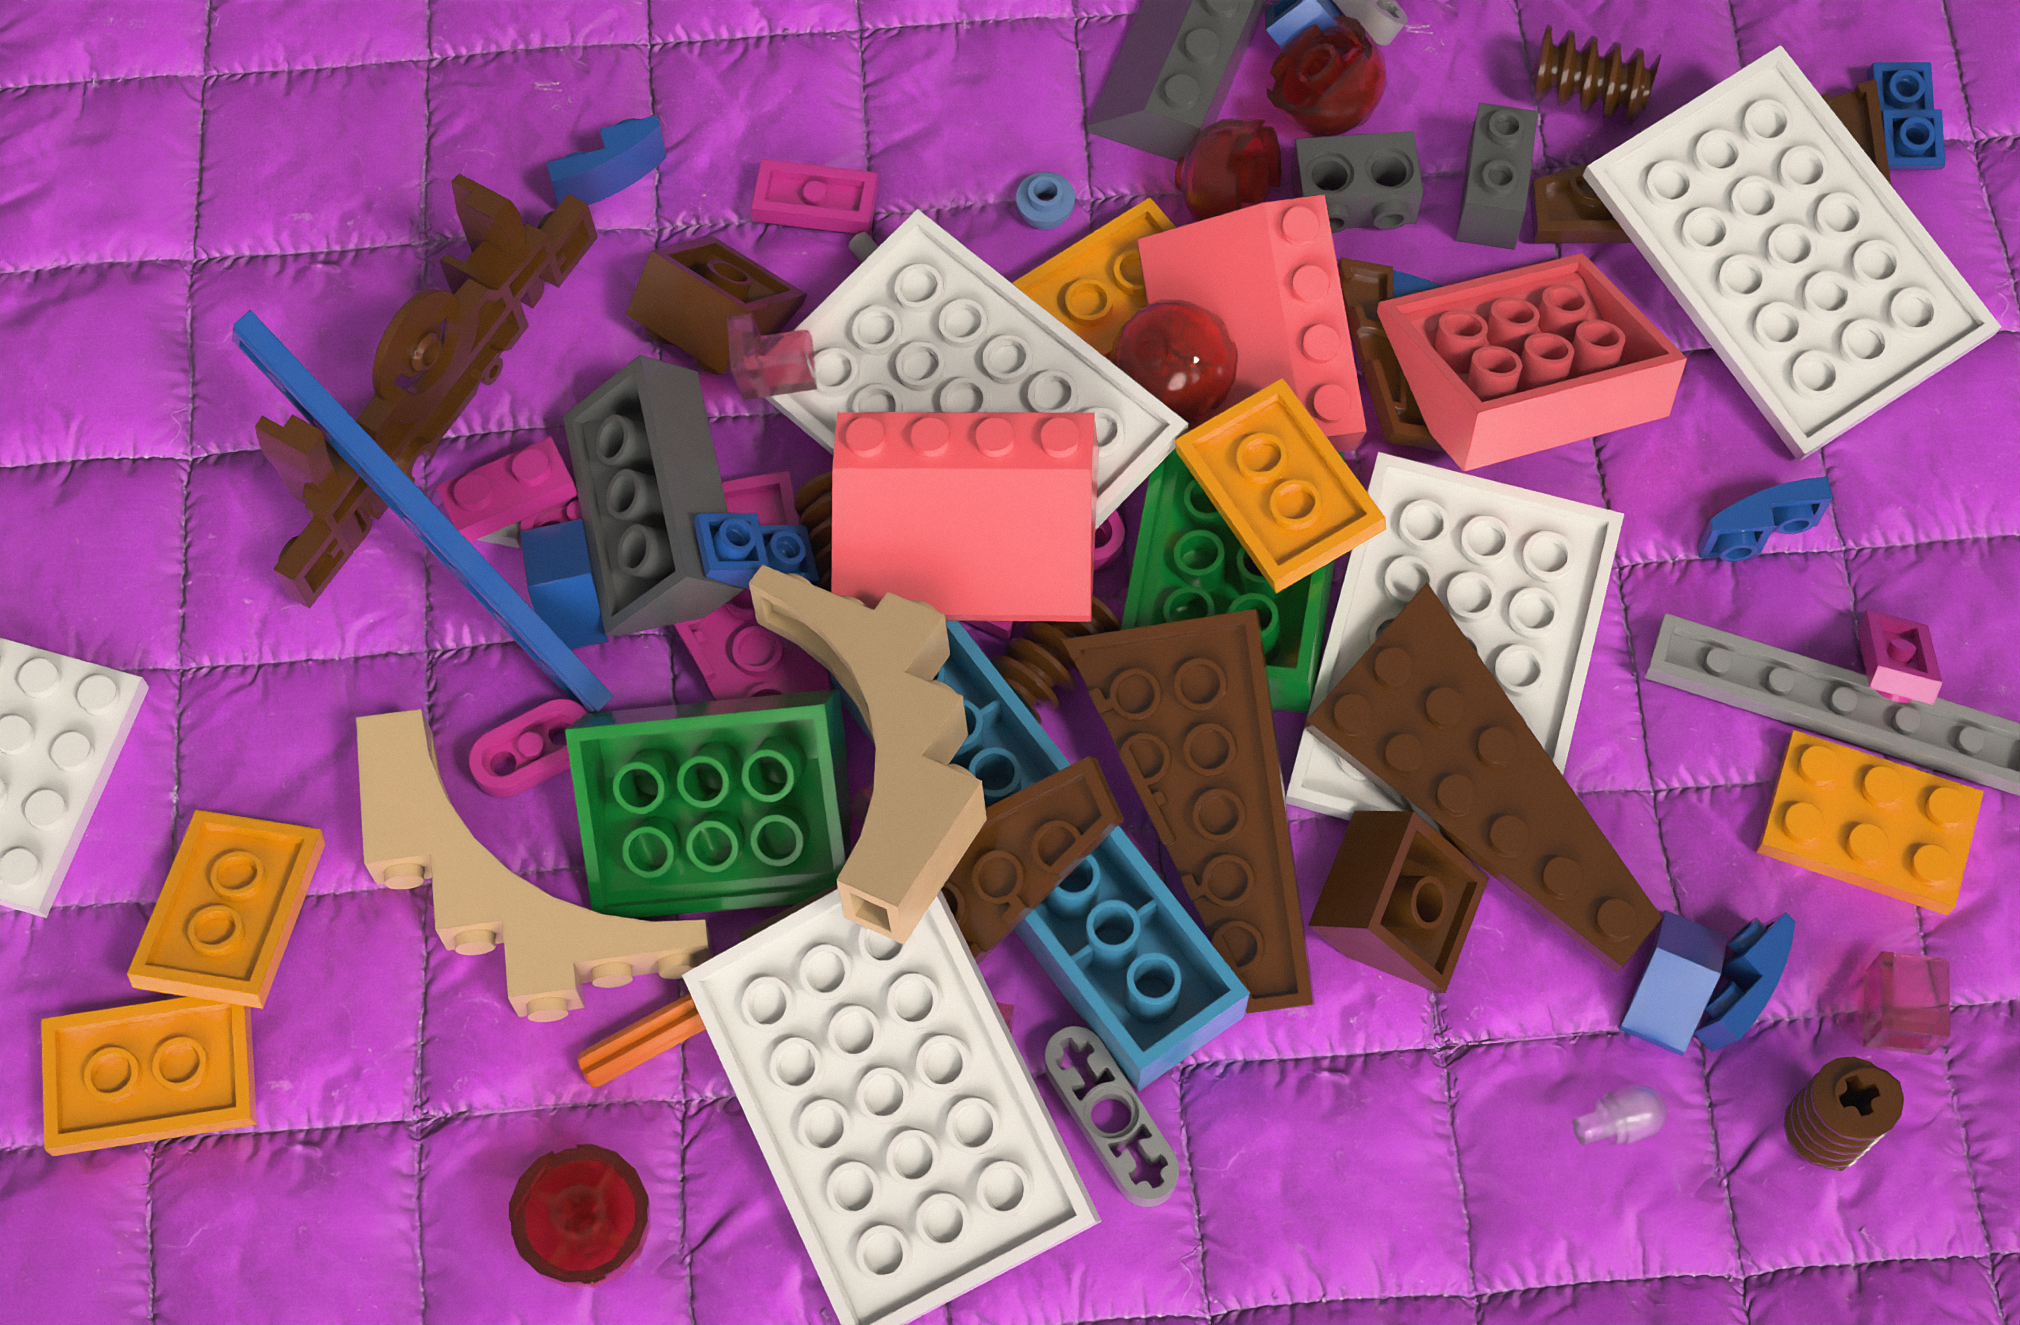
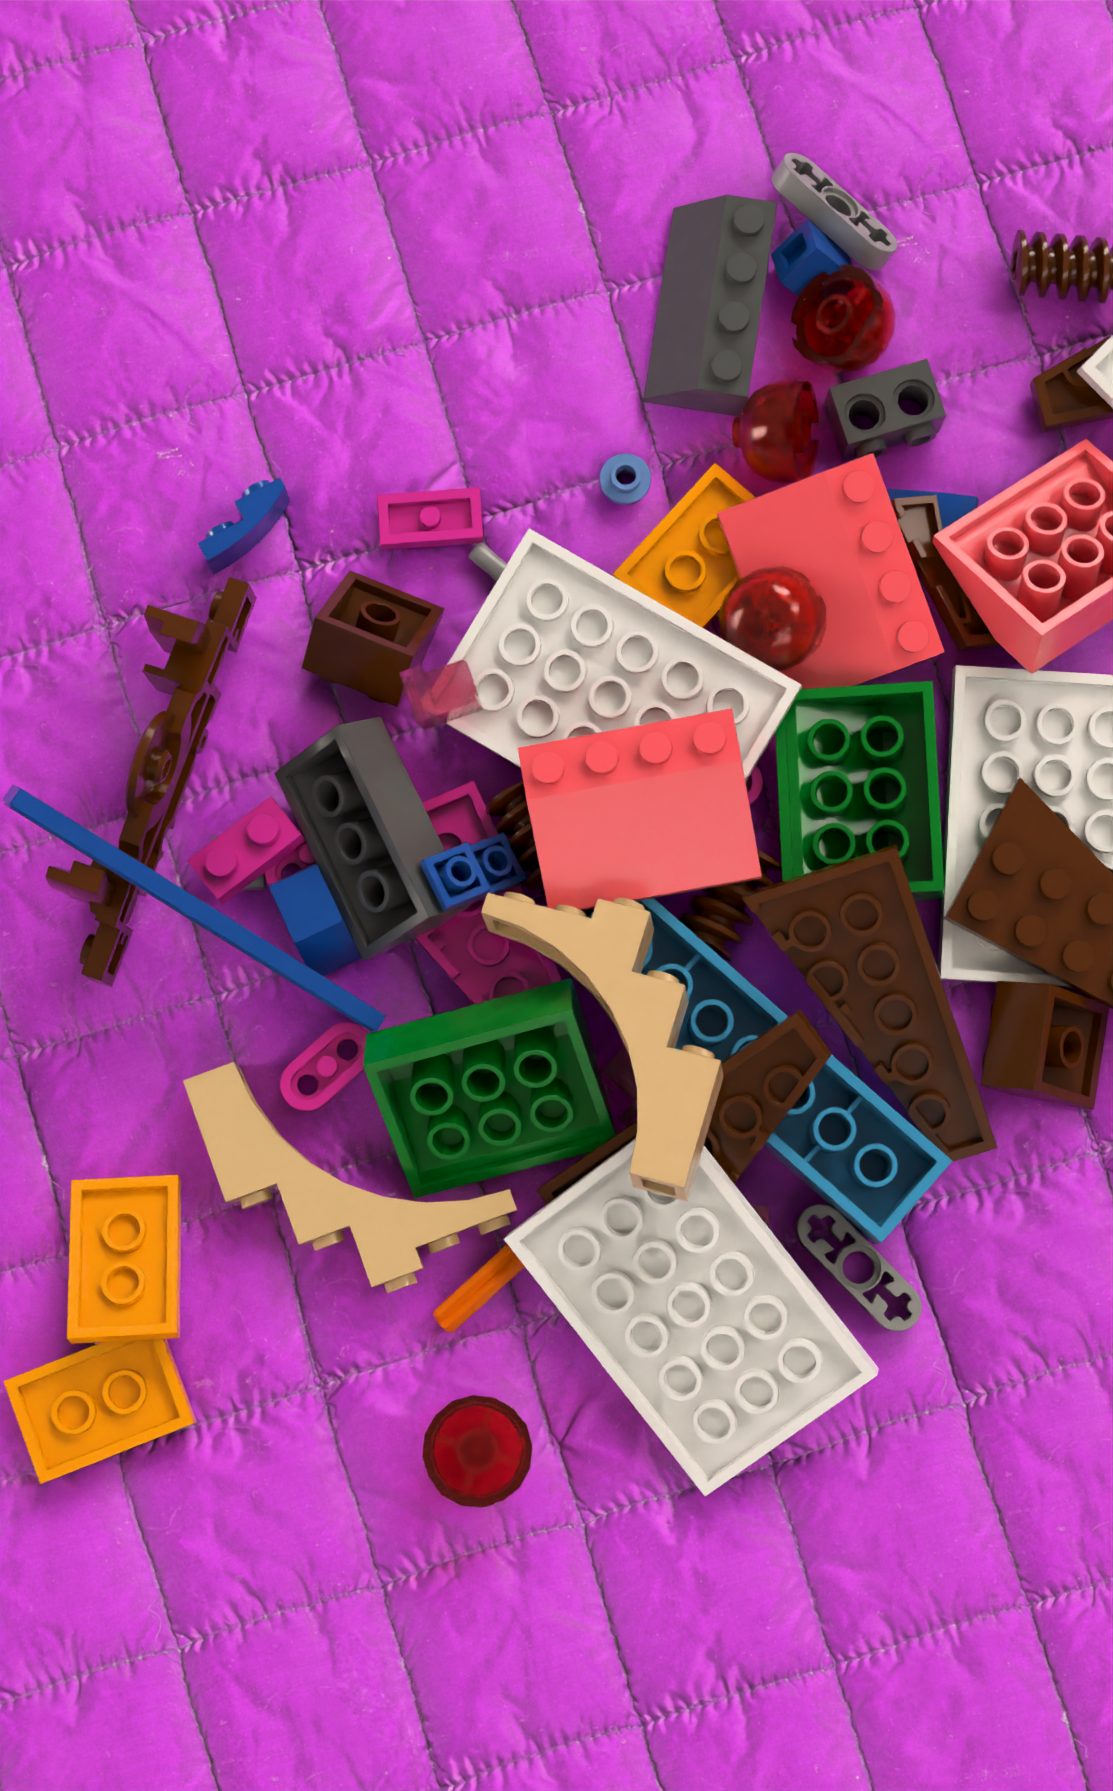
camera: 15 degrees left, 15 degrees up
(1280, 485) = (888, 725): light orange plate -> none
(1497, 176) = (1002, 381): dark grey brick -> none

